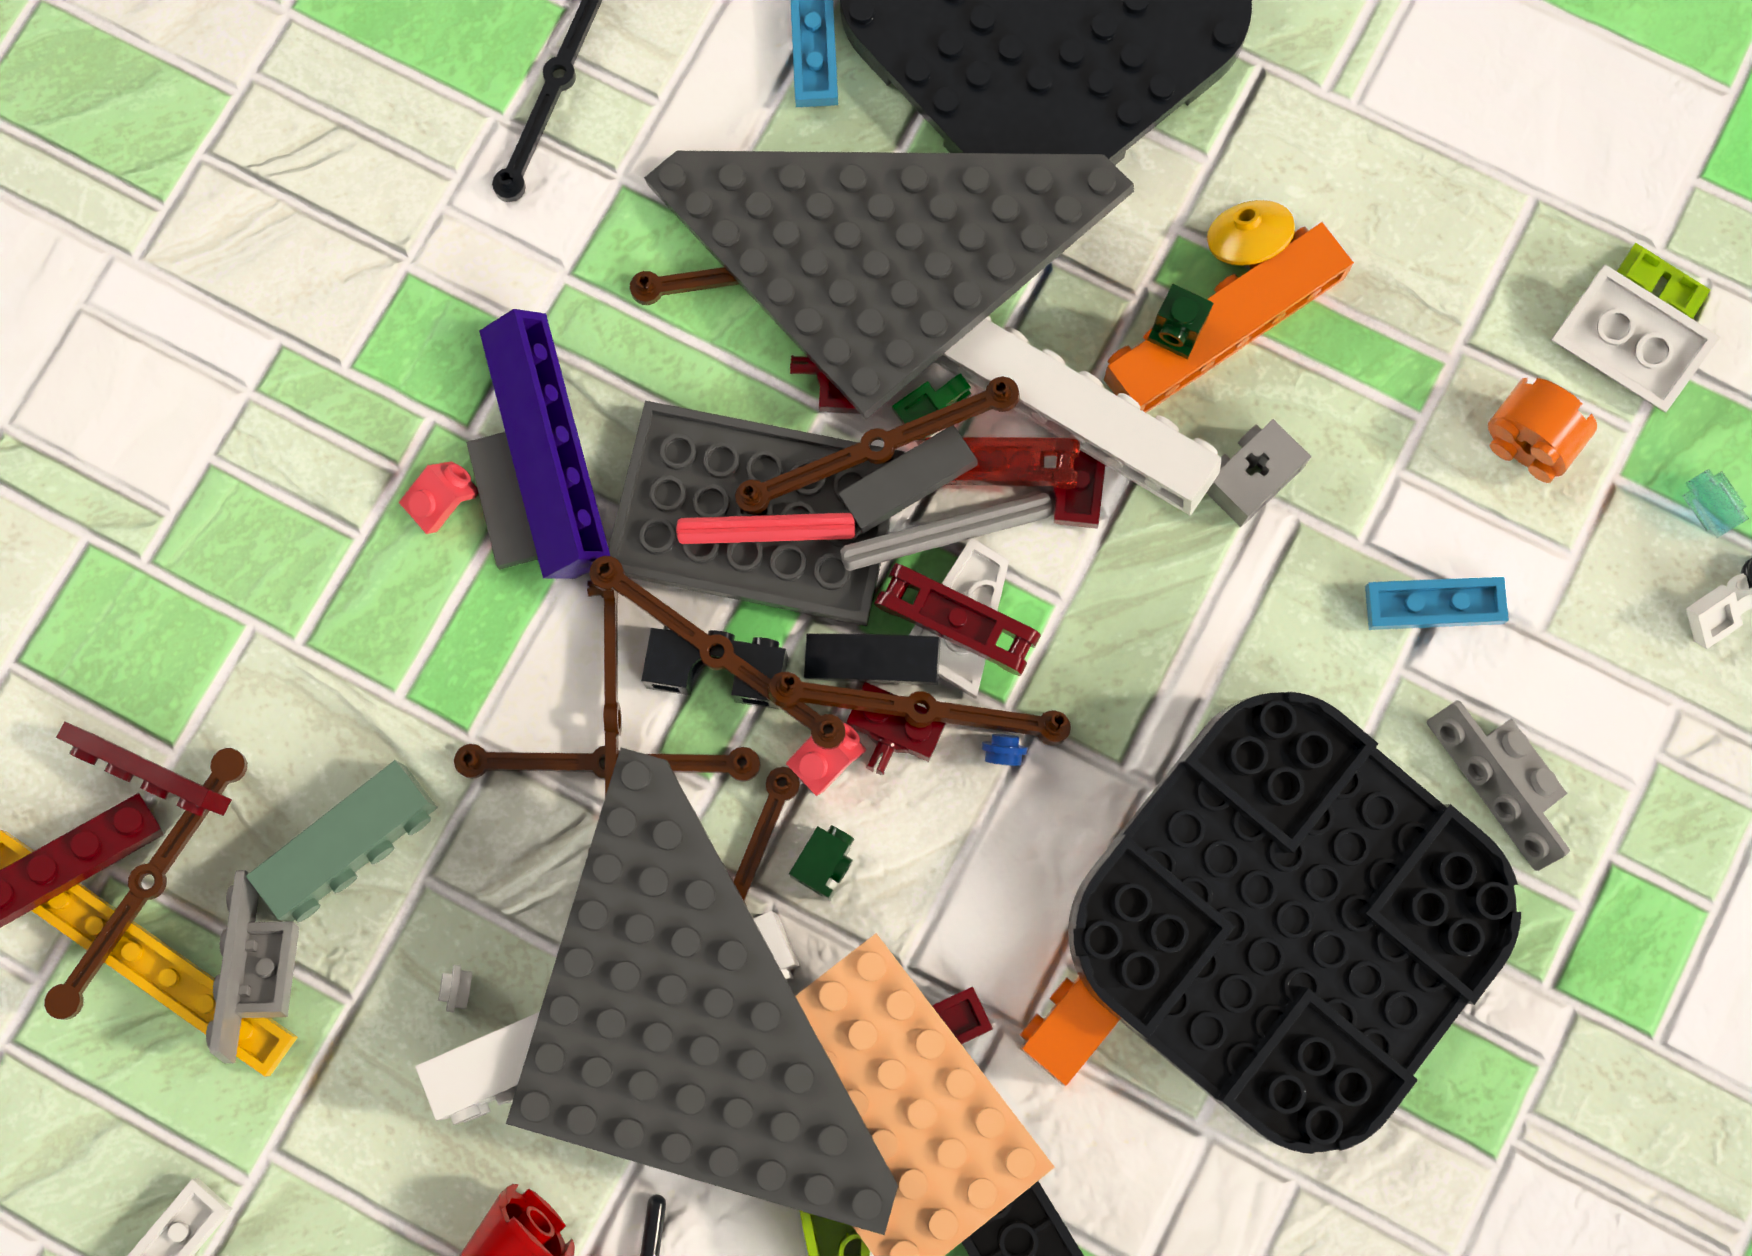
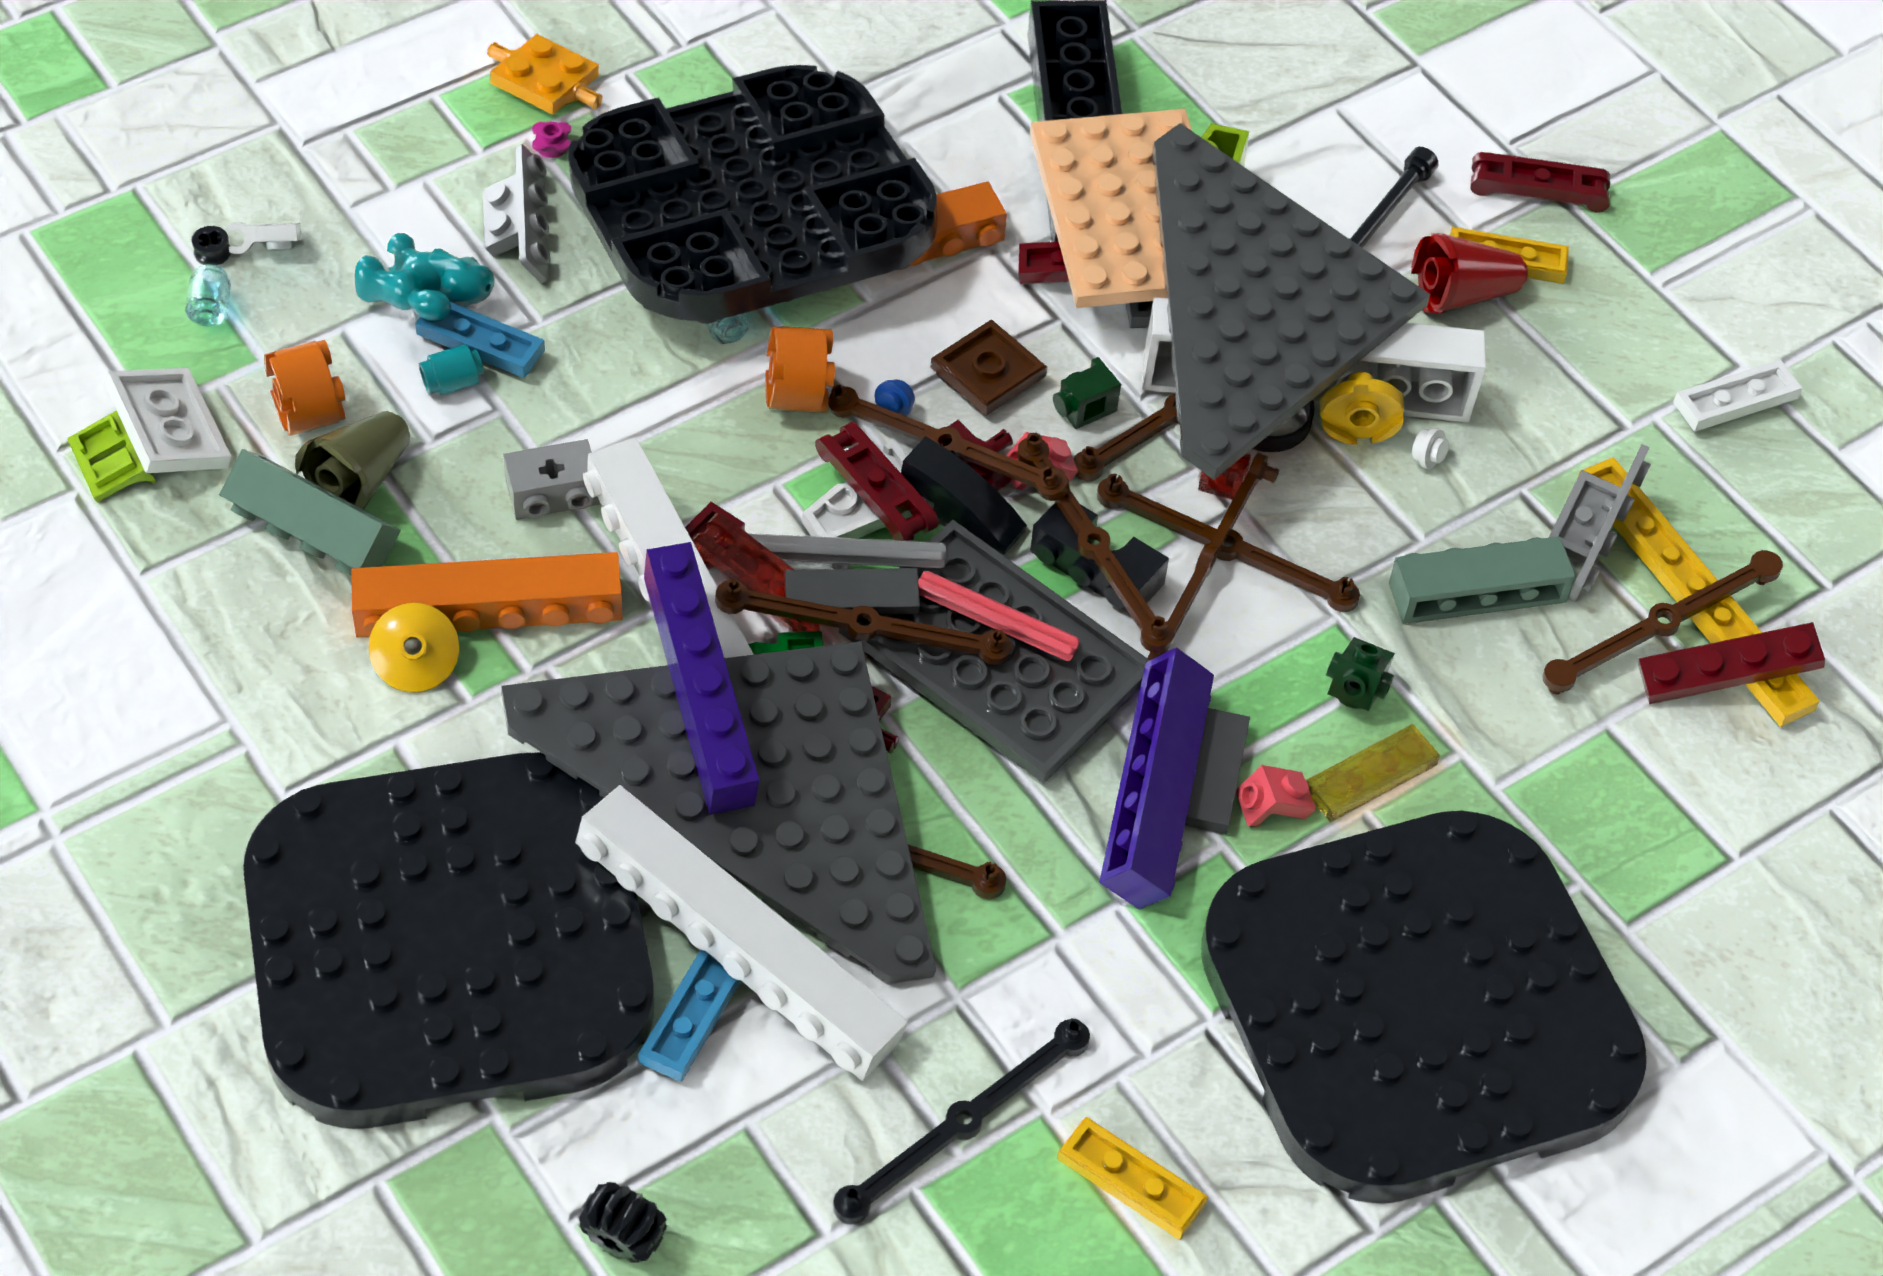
camera: 160 degrees left, 25 degrees down
(156, 778) = (1637, 692): dark red plate -> none
(233, 361) = (1421, 1005): none -> black plate
(366, 573) = (1372, 772): none -> clear yellow plate
(406, 94) = (1132, 1178): none -> yellow tile
(410, 655) = (1360, 674): none -> dark green brick
(522, 981) = (1362, 393): none -> yellow plate
(811, 99) = (741, 932): none -> white brick
(938, 847) = (988, 367): none -> reddish brown plate
(968, 264) = (700, 678): none -> dark purple brick
(1110, 715) = (799, 369): none -> orange brick
(1180, 321) = (539, 575): dark green brick -> none
(1433, 545) = (451, 370): none -> teal brick
(1436, 308) = (307, 512): none -> sand green brick
(1438, 389) = (355, 457): none -> olive cone
(1538, 634) = (423, 279): none -> teal animal
(1538, 904) = (551, 138): none -> dark pink plate
(1622, 997) = (544, 74): none -> light orange plate

